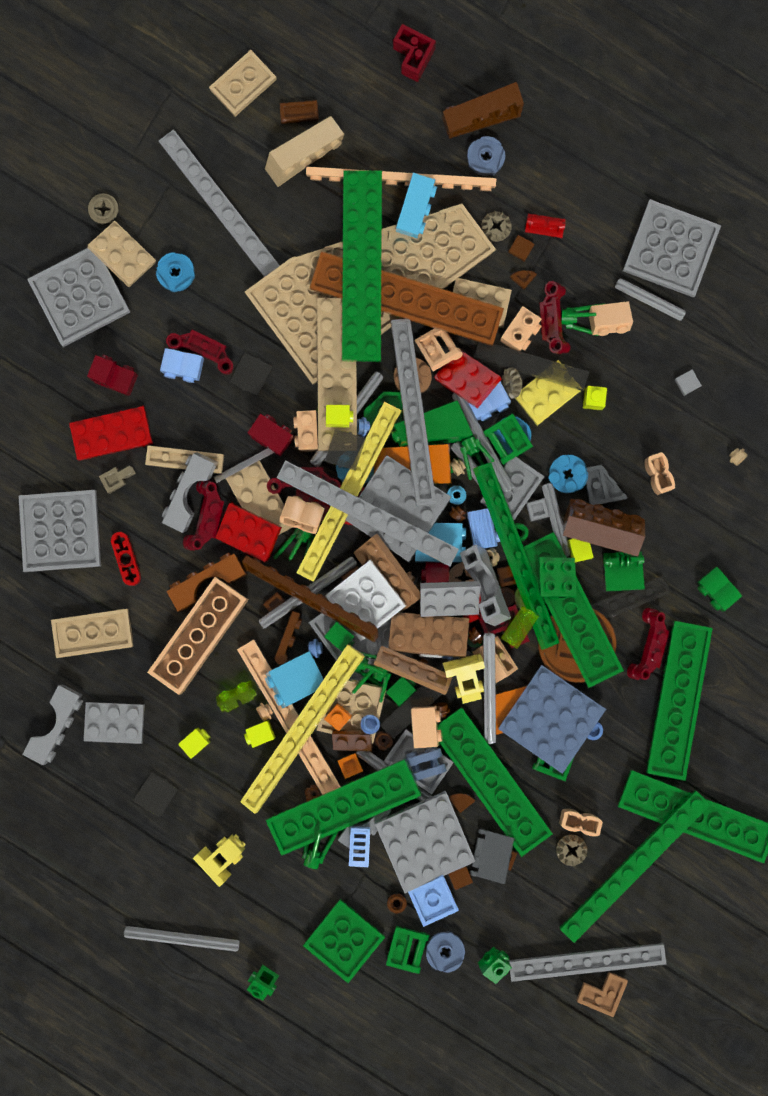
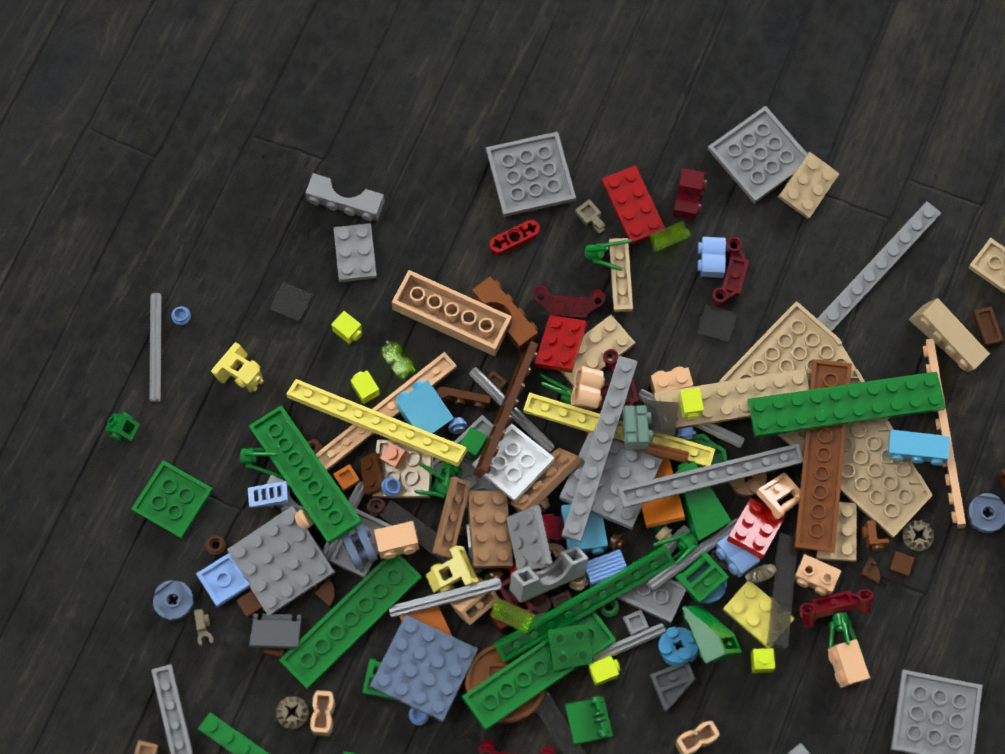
camera: 75 degrees right, 15 degrees down
(92, 633) = (437, 218): tan plate -> none
(98, 202) = (853, 157): dark tan gear -> none
(152, 406) = (669, 236): none -> clear neon green hinge
(152, 908) = (181, 315): none -> medium blue plate
(157, 479) = (597, 251): none -> green plant
(176, 261) = (802, 227): dark azure plate -> none
(179, 514) = (568, 276): light grey arch -> none
(242, 465) = (628, 332): white sticker -> none
(264, 711) = (387, 388): light nougat plate -> none
(270, 435) = (661, 346): dark red brick -> none
(354, 474) = (636, 427): none -> sand green brick
(378, 455) = (666, 452): none -> dark orange axle
(390, 816) = (303, 519): none -> light nougat tile
(401, 690) = (428, 513): green brick -> none
(401, 947) = (173, 556): green plate -> none
(443, 707) = (416, 558): reddish brown plate -> none
(462, 495) = (635, 544): medium azure plate -> none
(471, 926) = (202, 622): none -> dark tan plate
(489, 271) = (870, 535): none -> dark orange bracket
(495, 965) = (166, 649): green brick -> none
(545, 225) = (930, 583): red hinge -> none
(566, 440) = (713, 638): none -> green slope
(604, 527) = (630, 687): reddish brown brick -> none
(650, 299) = (878, 704): light grey axle -> none

